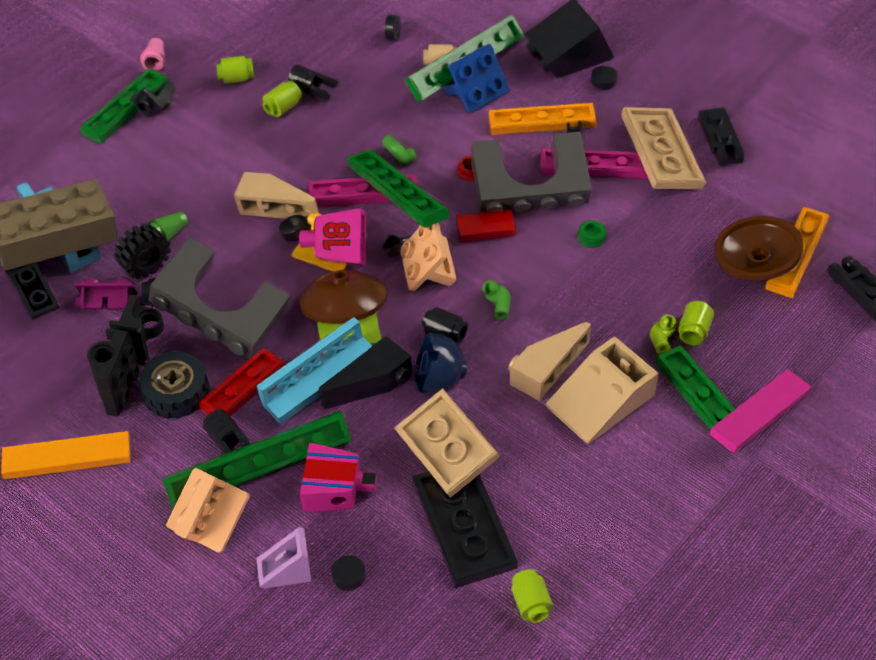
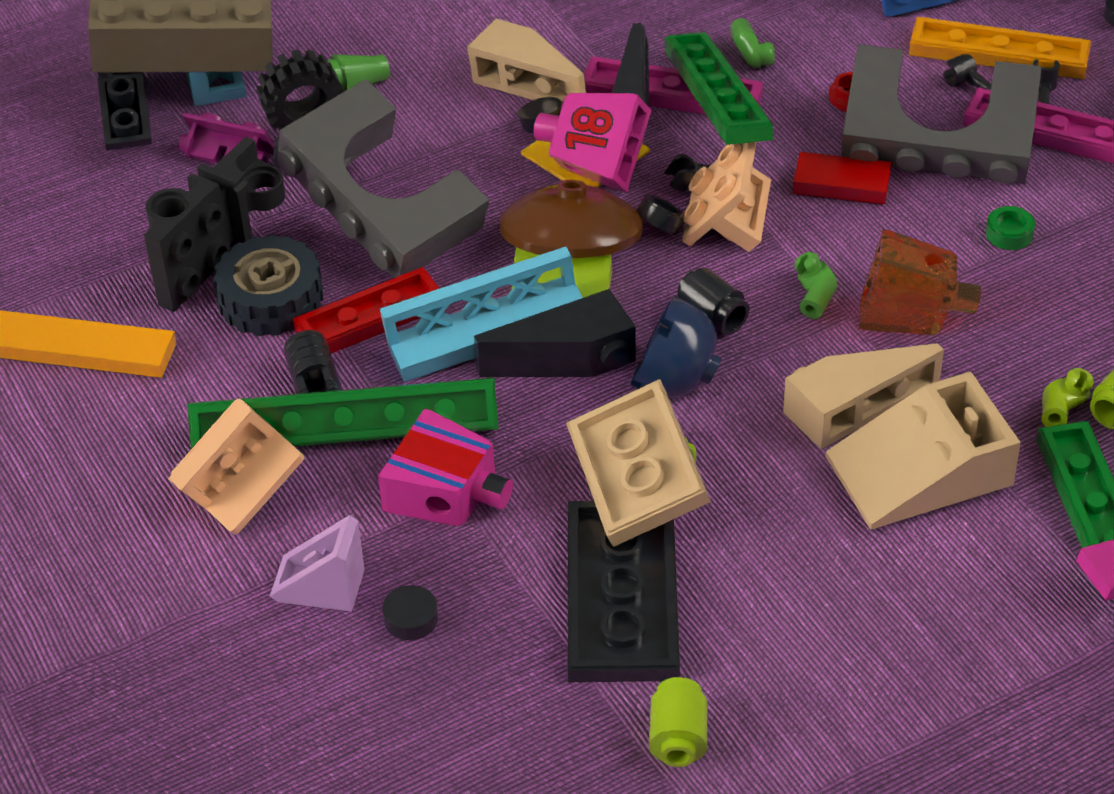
camera: 20 degrees right, 5 degrees down
(342, 190) = (634, 67): none -> black slope
(392, 276) = (660, 213): none -> black tile
(529, 138) = (964, 69): none -> black hand
(556, 288) = (913, 287): none -> clear orange torso

